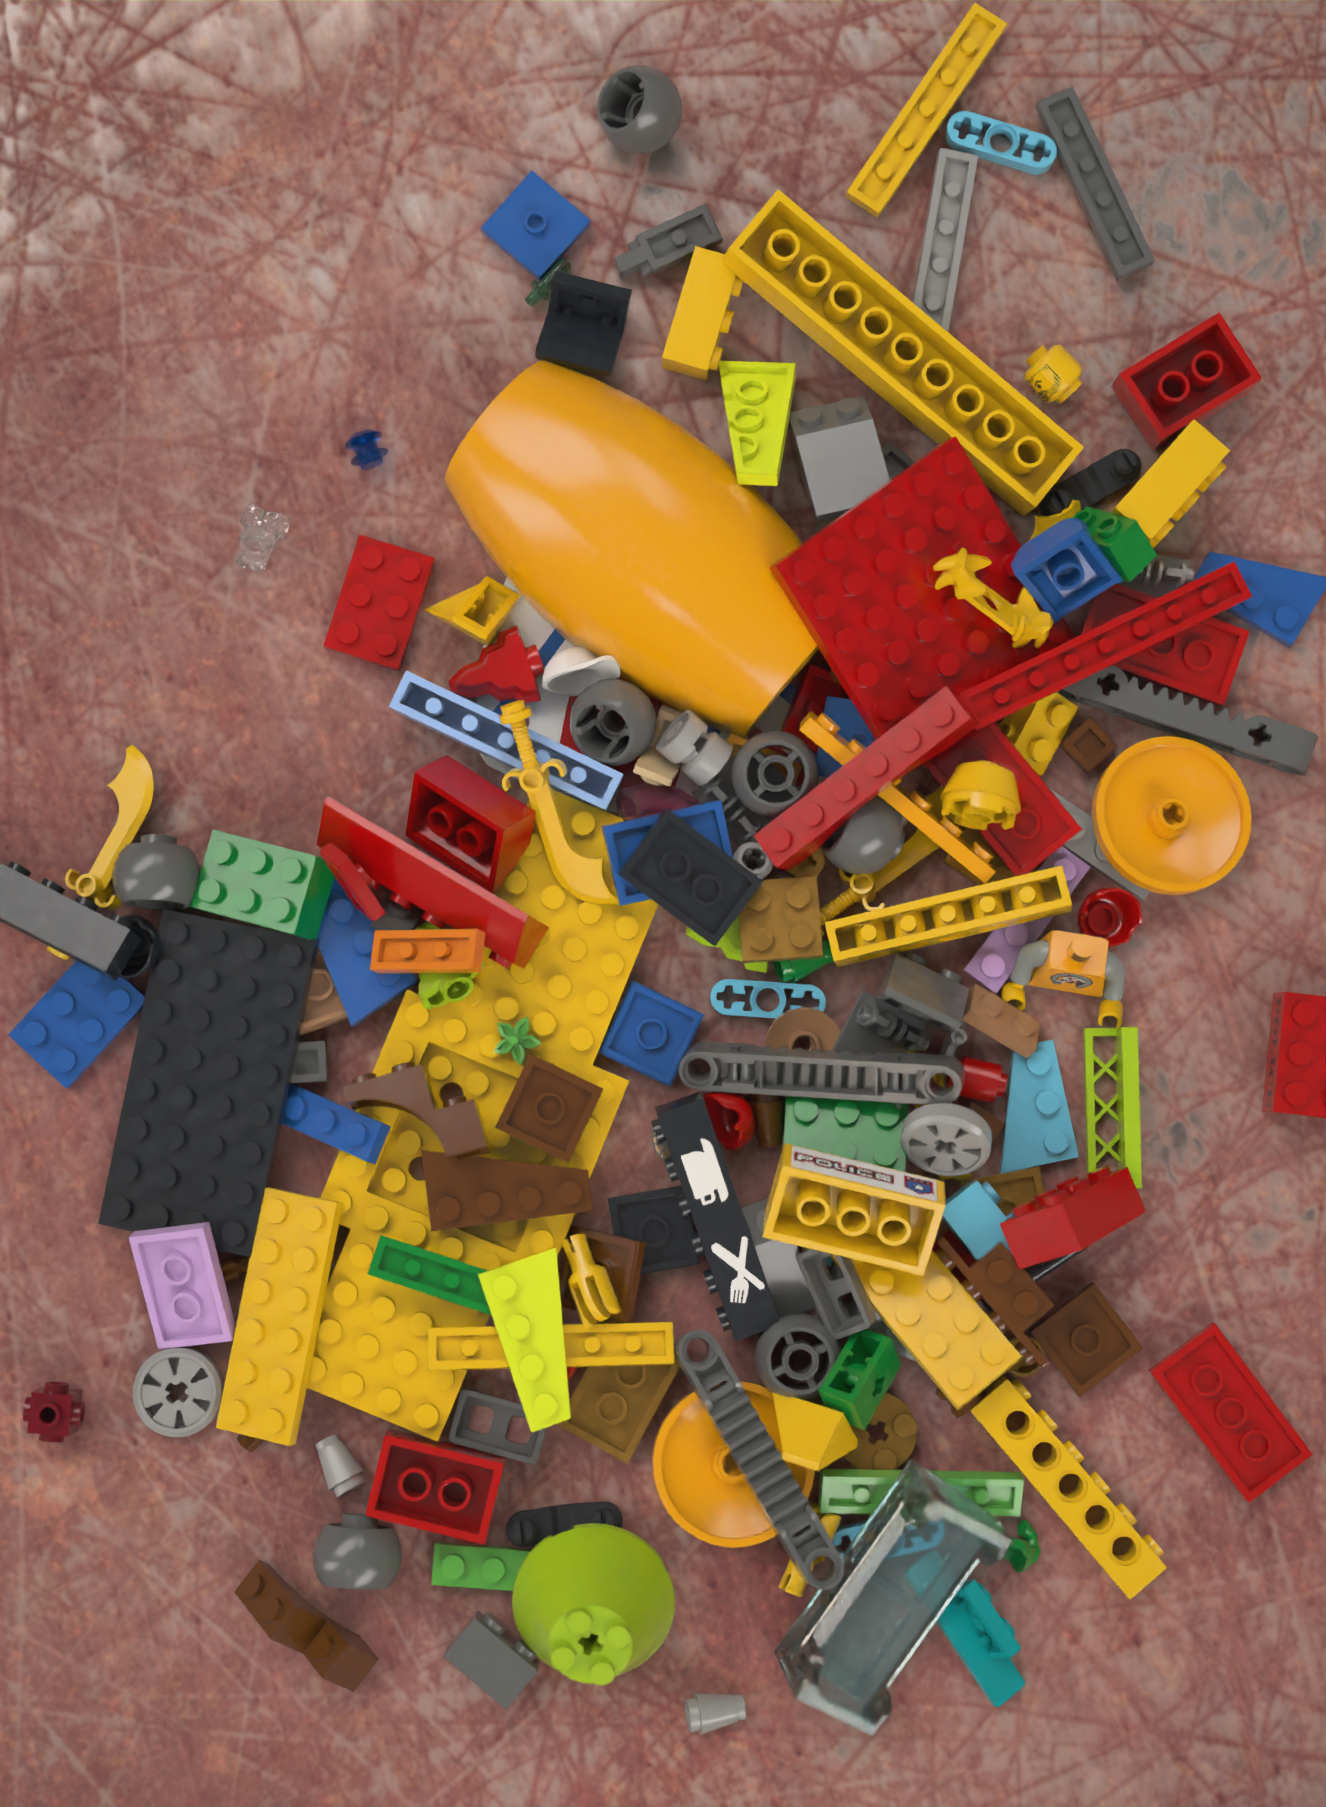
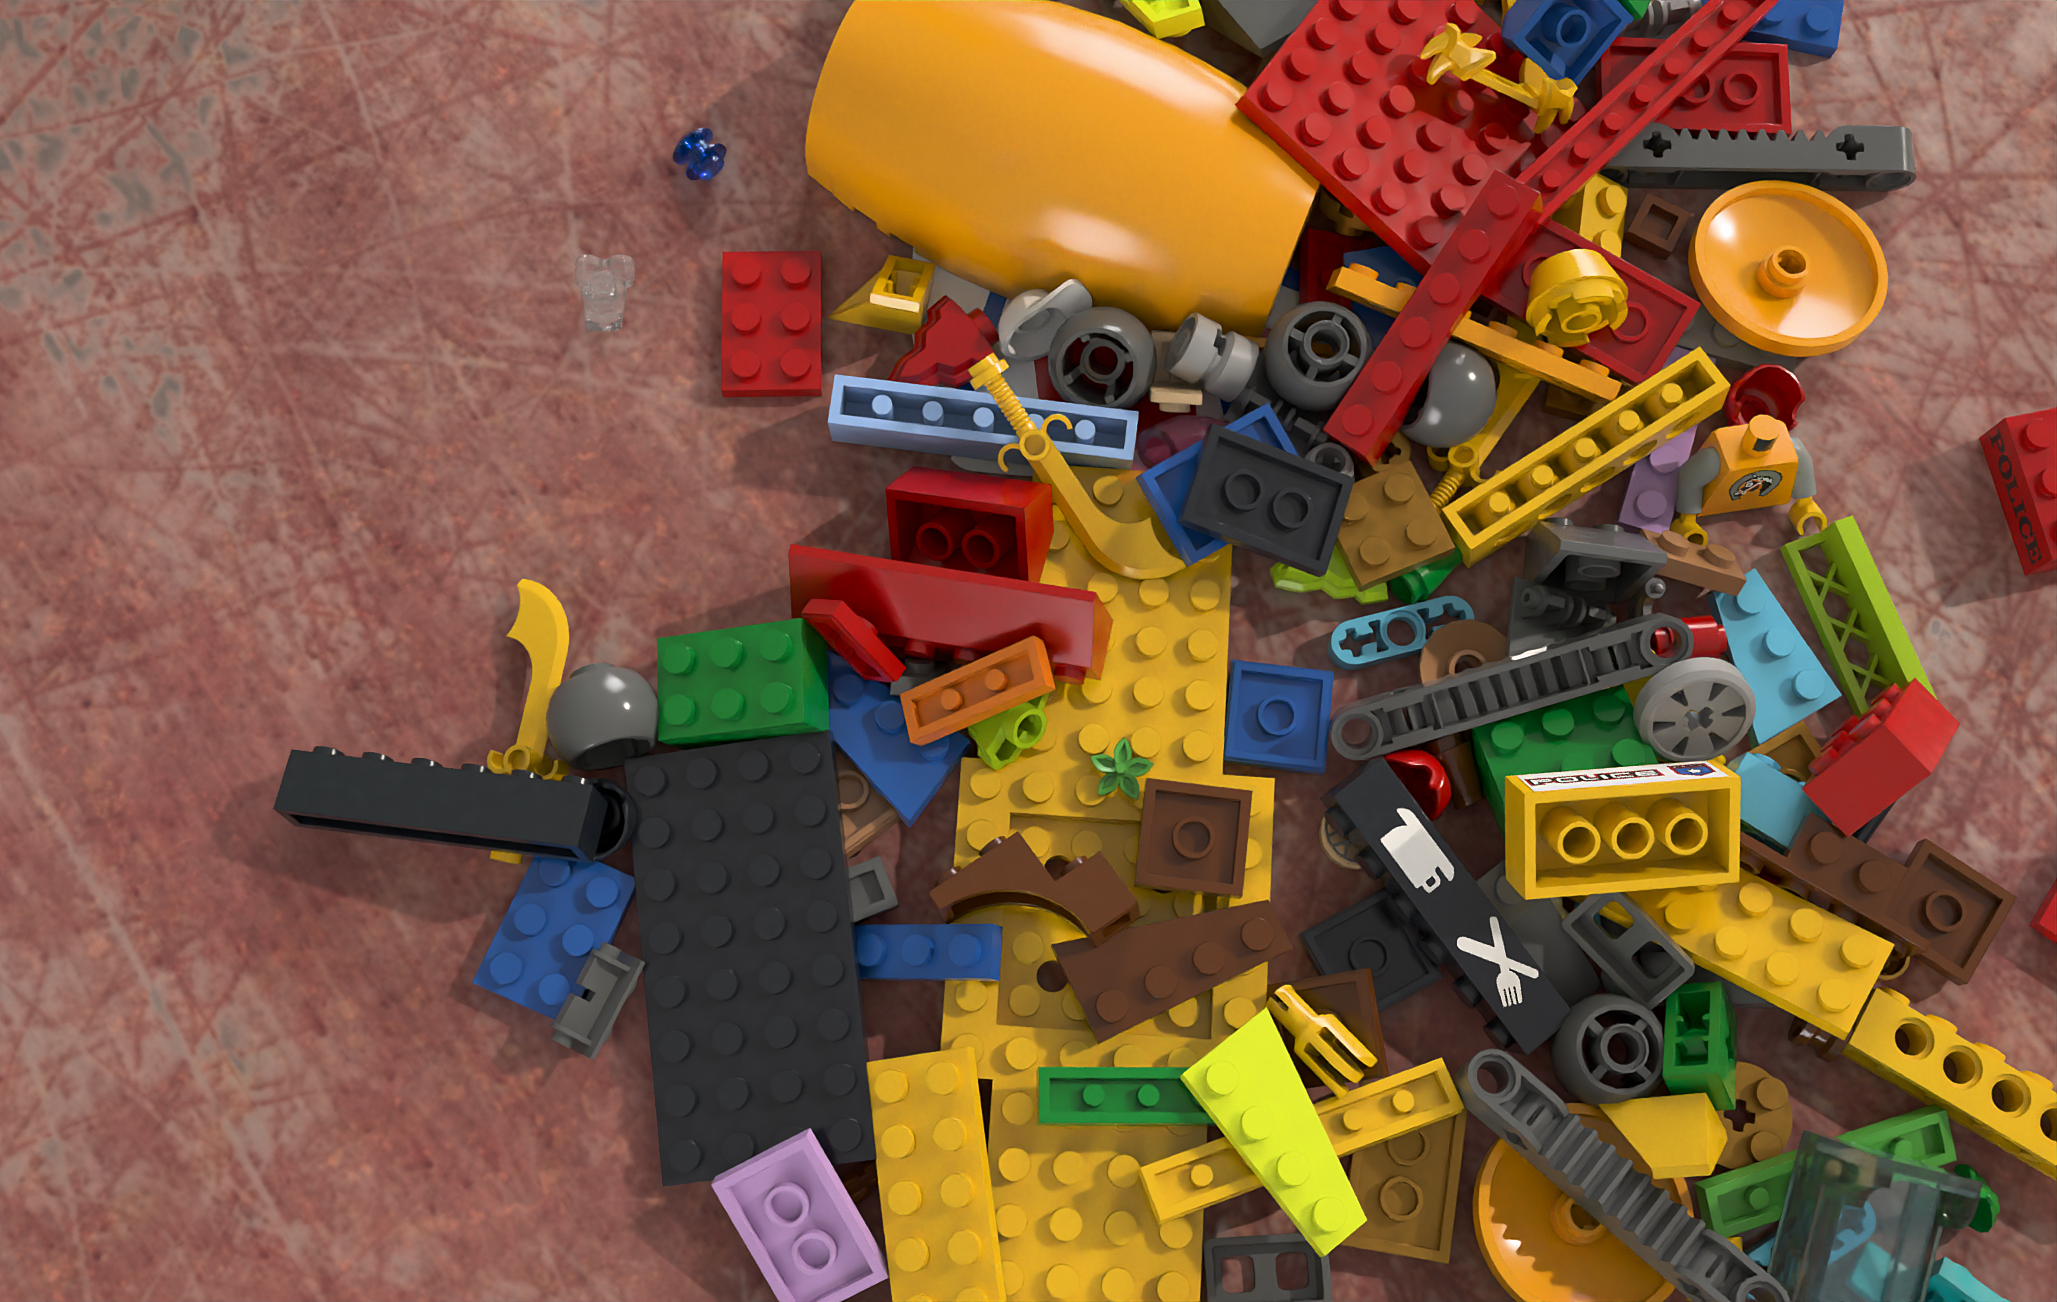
camera: 20 degrees left, 10 degrees down
(104, 1066) = (589, 1022): none -> dark grey hinge

